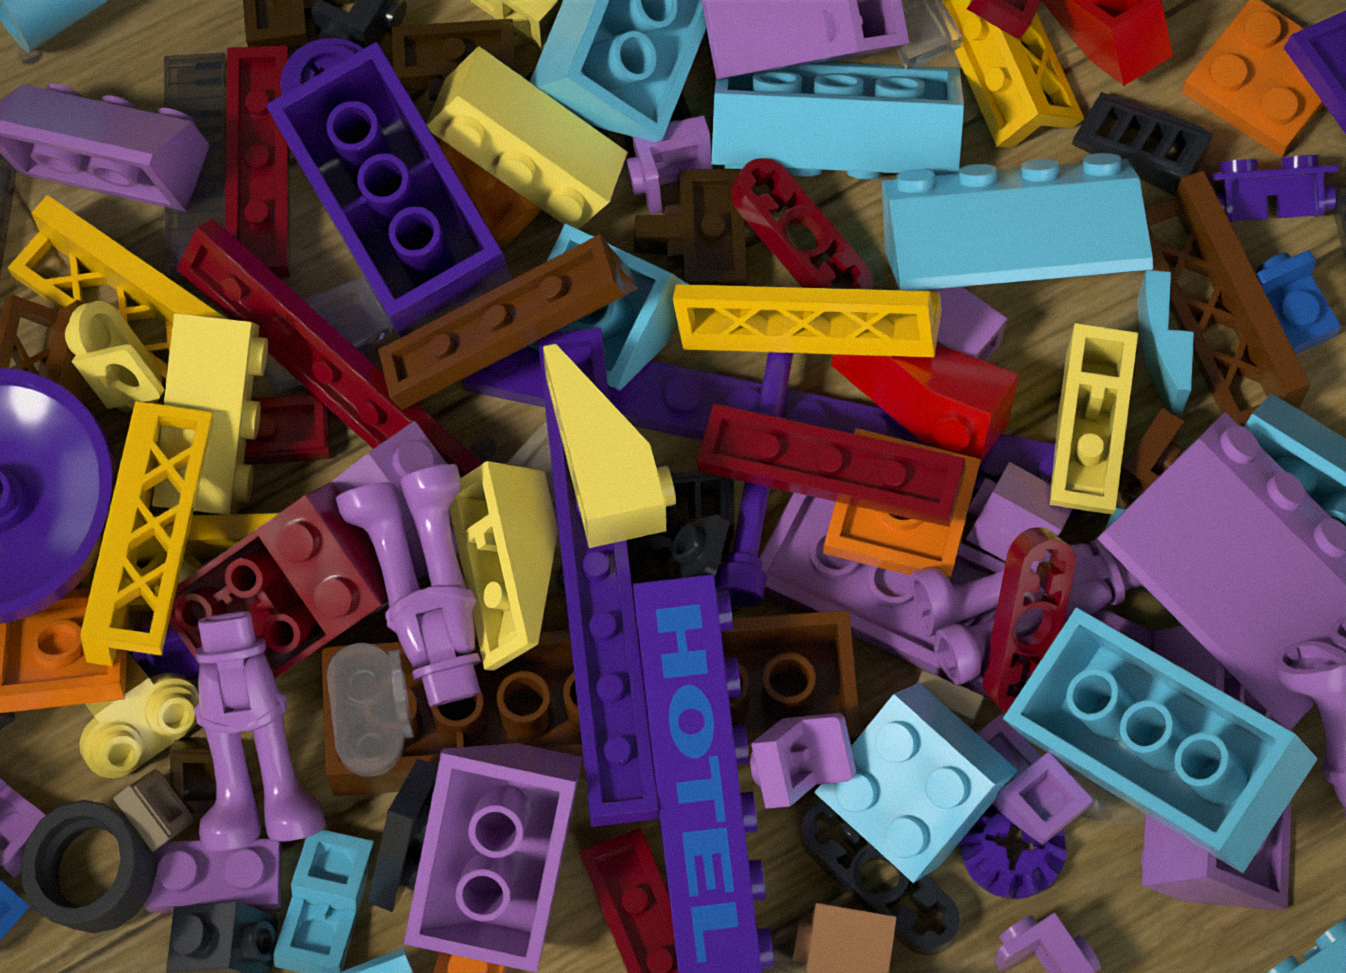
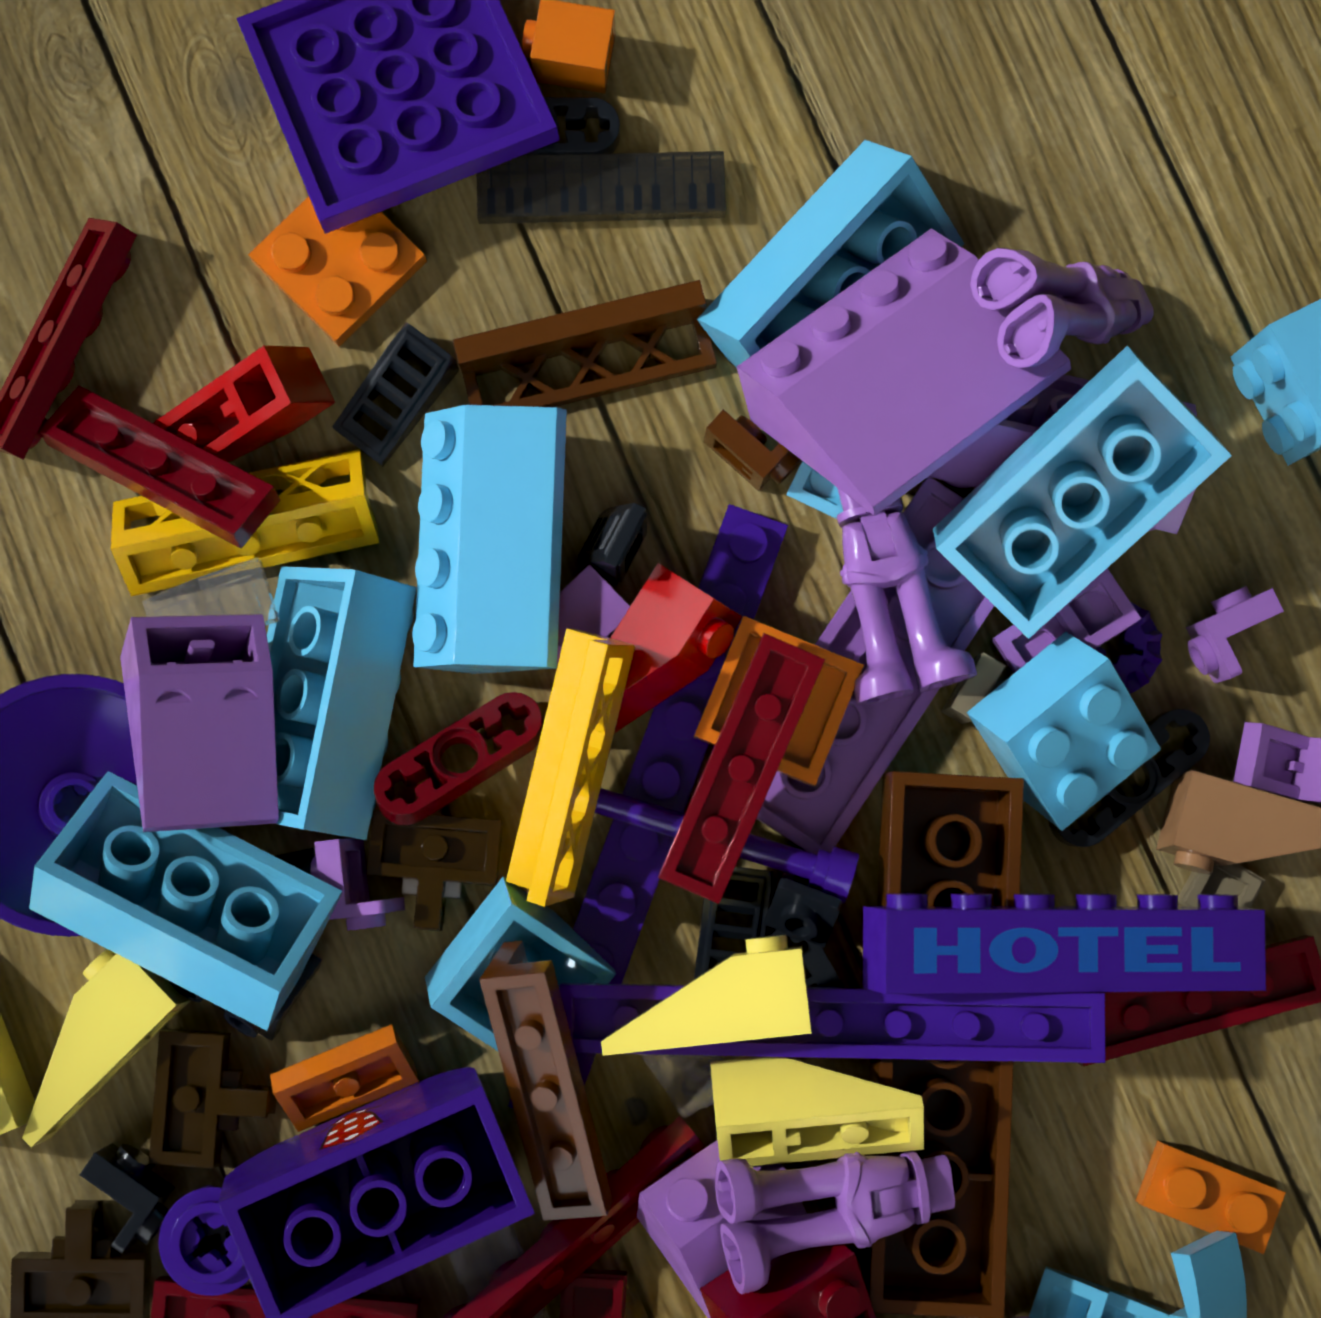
camera: 90 degrees left, 15 degrees up
(369, 708) = (953, 1274): clear bracket -> none
(403, 837) = (1044, 1215): black bracket -> none
(493, 853) = (1104, 1155): medium lavender slope -> none
(526, 139) = (323, 1038): light yellow brick -> none
(800, 755) = (1049, 850): medium lavender bracket -> none
(1012, 507) = (797, 586): medium lavender brick -> none
(1019, 595) = (930, 596): dark red beam -> none
(1033, 347) = (615, 541): none -> black slope
(1092, 418) = (715, 498): light yellow slope -> none
(1164, 350) = (643, 412): medium azure slope -> none
(1296, 186) = (466, 253): dark purple hinge -> none
(1298, 300) = (594, 276): blue bracket -> none

